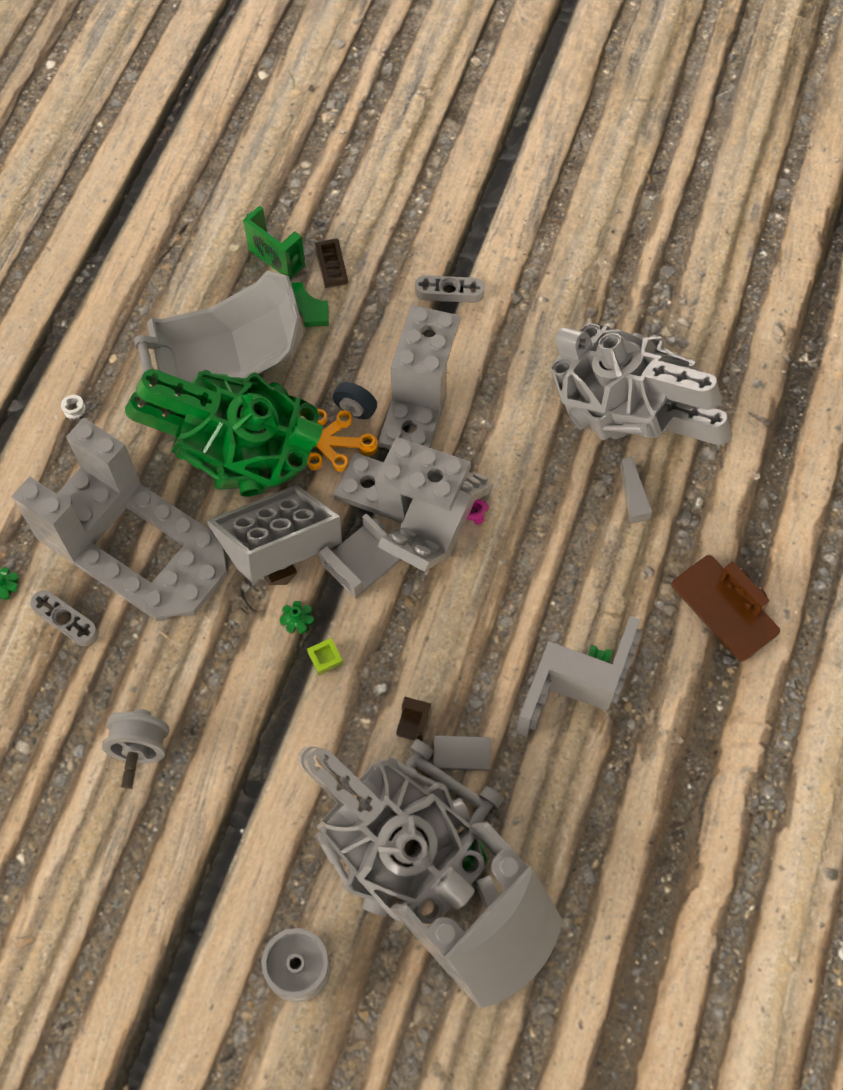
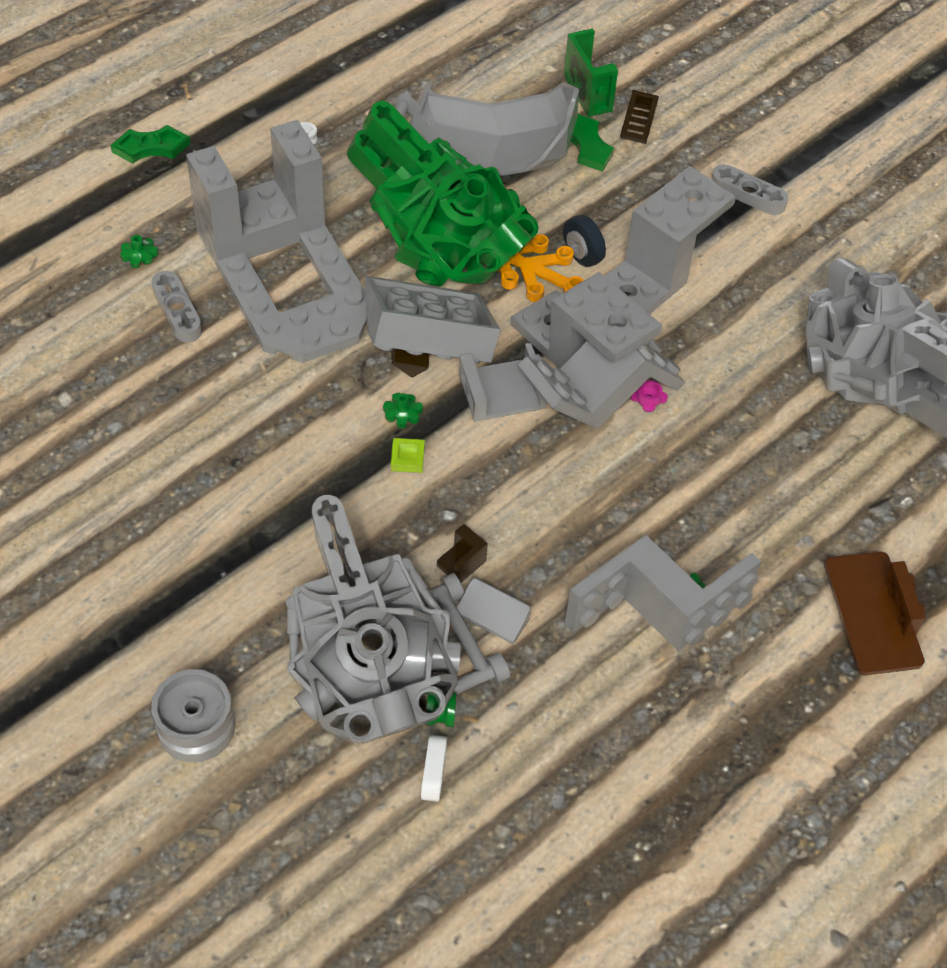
camera: 25 degrees right, 10 degrees down
(135, 739) = (170, 434): light grey wheel -> none
(509, 938) = (420, 798): light grey windscreen -> none
(636, 499) = (834, 465): light grey piece -> none

